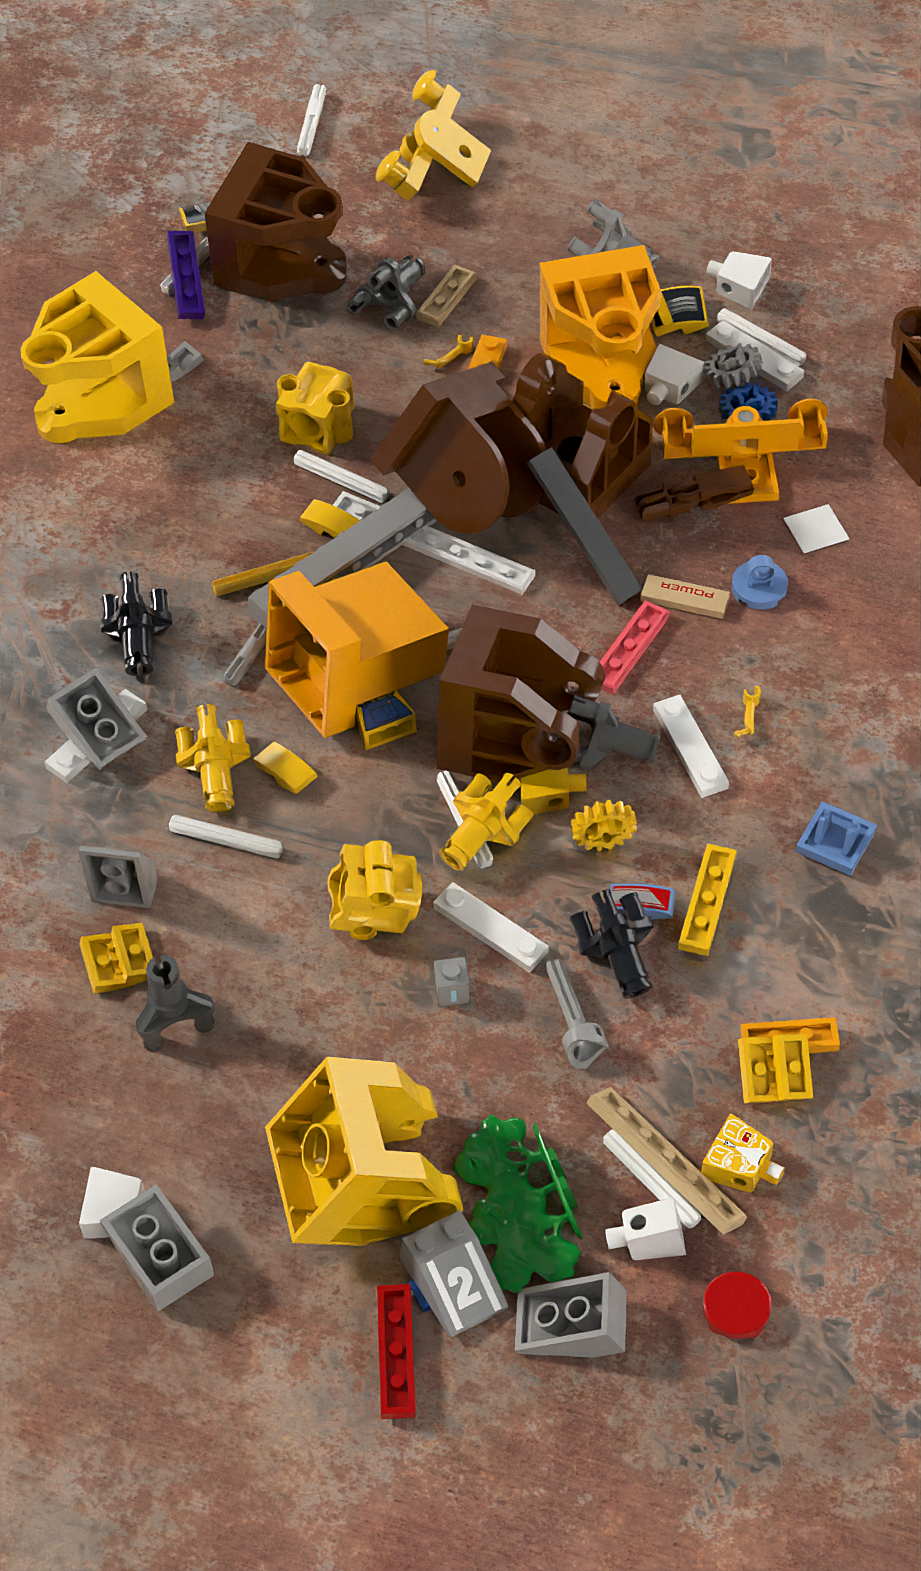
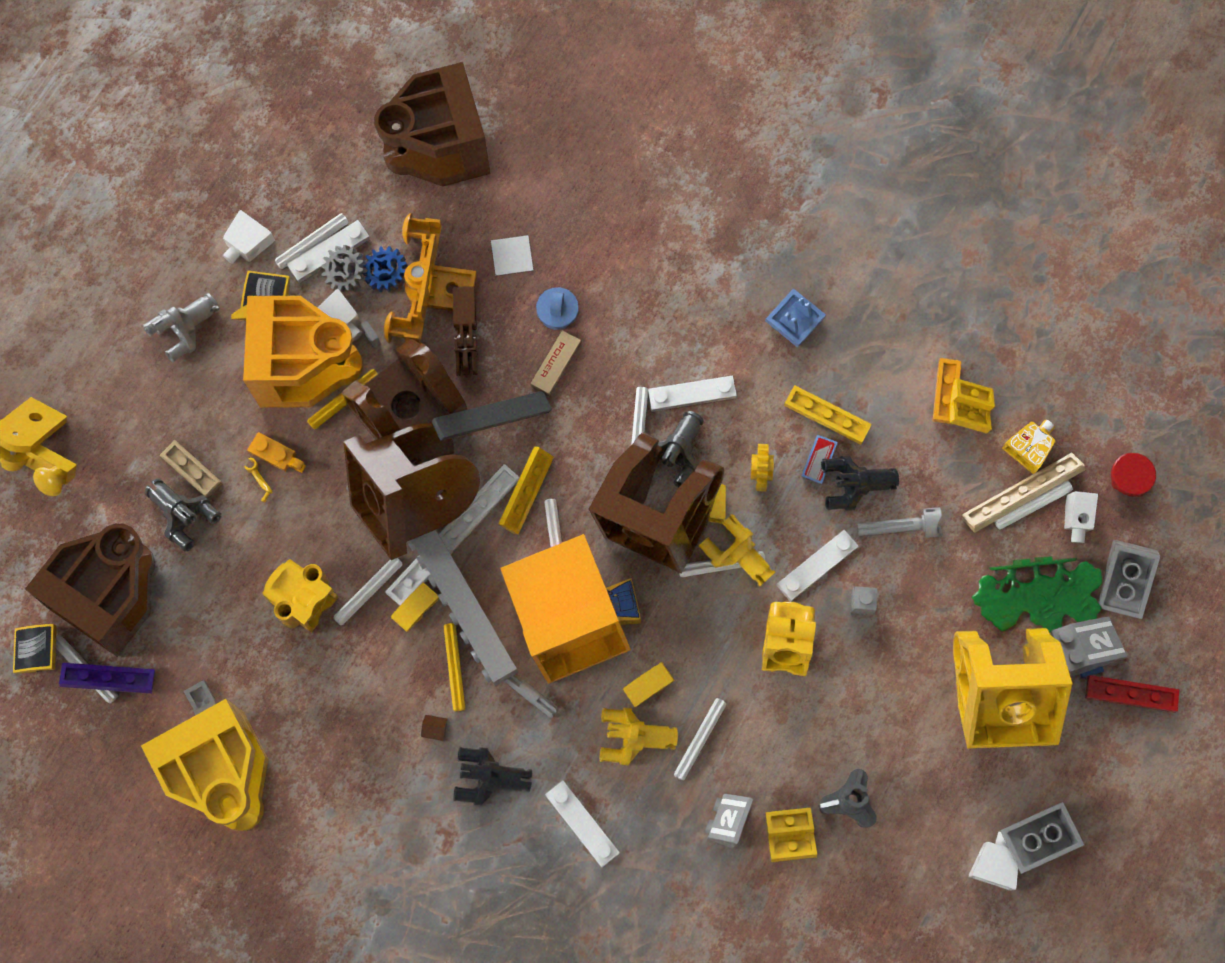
camera: 80 degrees left, 20 degrees up
(95, 719) = (580, 820): light grey slope -> none
(188, 569) = (434, 727): none -> reddish brown slope
(505, 595) = (526, 490): none -> yellow plate
(632, 644) = (592, 414): coral tile -> none
(639, 695) = (640, 412): none -> white axle
(661, 403) = (370, 334): none -> light grey tile
(750, 702) = (679, 348): yellow piece -> none

